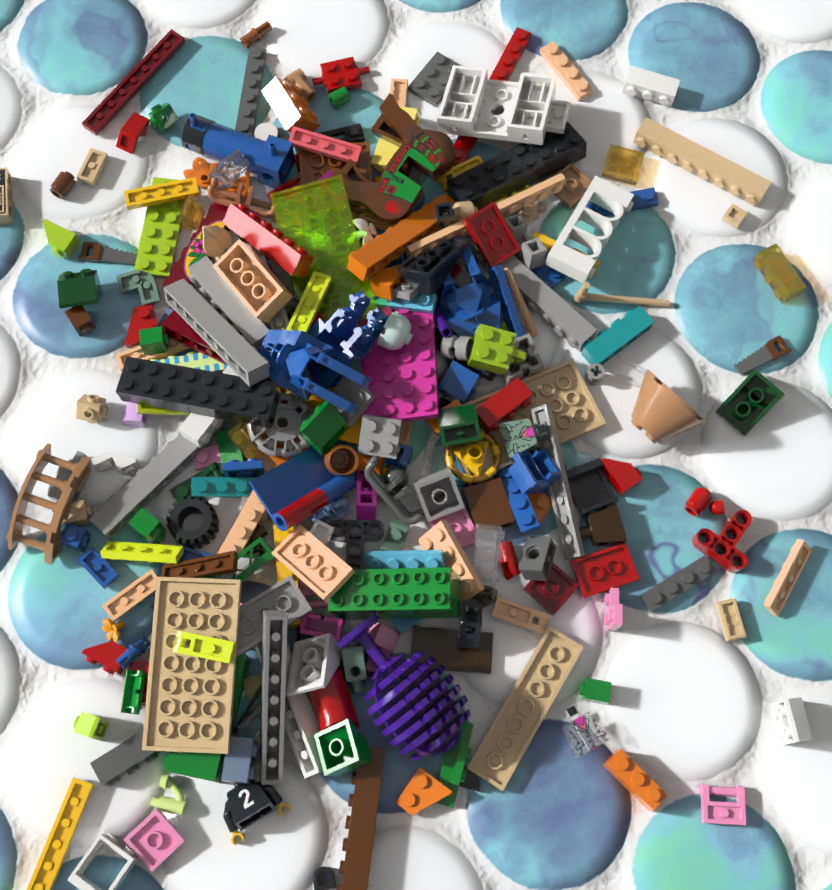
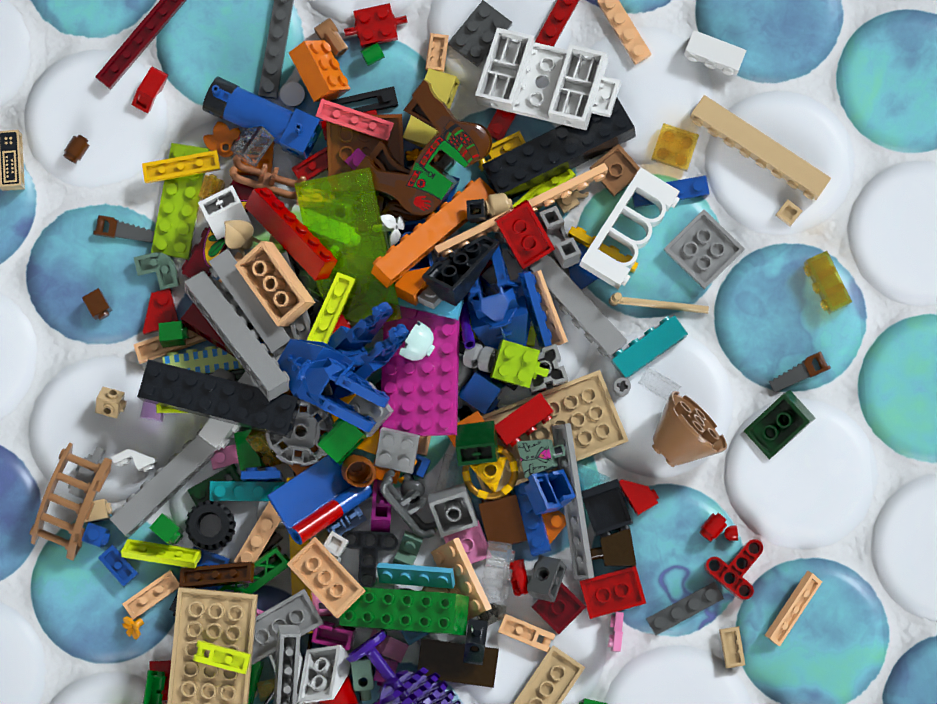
camera: 10 degrees right, 10 degrees up
(60, 239) = (75, 213): lime slope -> none
(78, 288) = (96, 273): dark green slope -> none
(92, 166) = (107, 128): tan plate -> none
(106, 655) = (130, 652): red slope -> none
(133, 652) = (153, 651): blue piece -> none
(162, 117) = (181, 73): green brick -> none
(193, 221) = (221, 208): none -> white slope
(659, 250) = (704, 249): none -> light grey plate

